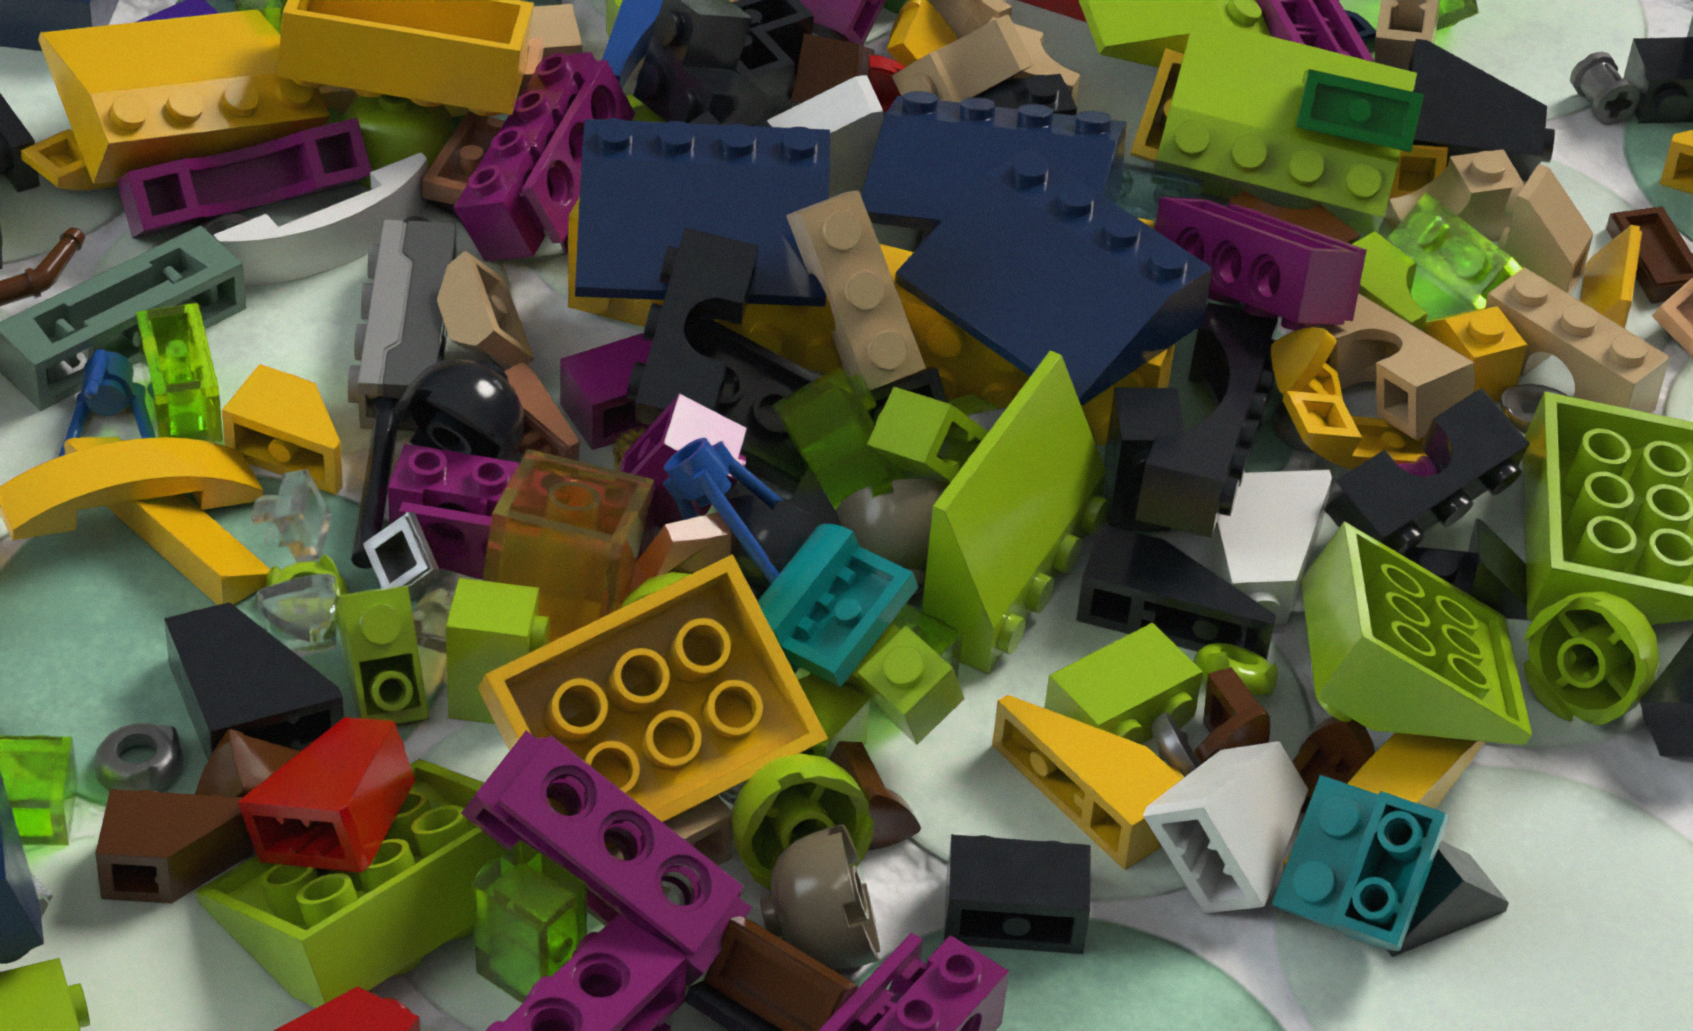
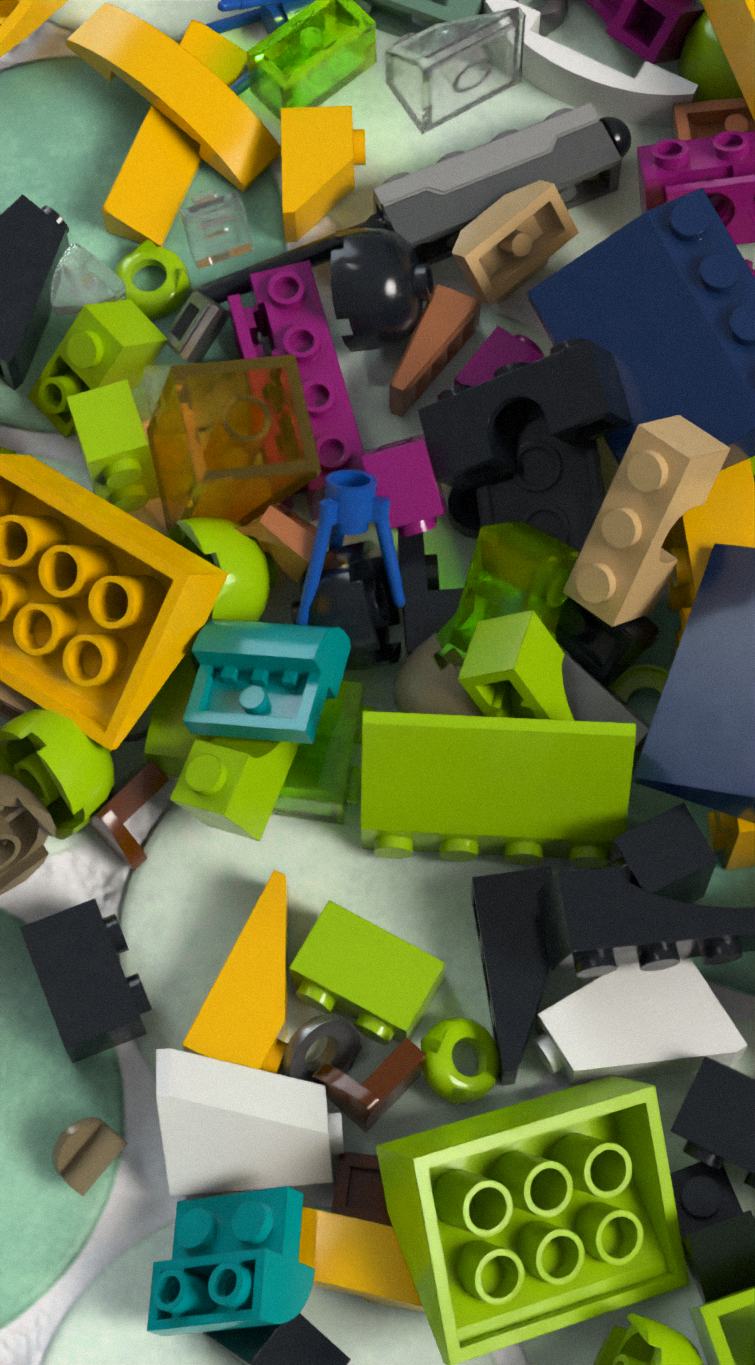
camera: 70 degrees right, 25 degrees up
(260, 295) = (456, 65): none -> clear slope
(1191, 954) = (86, 1152): none -> dark tan plate

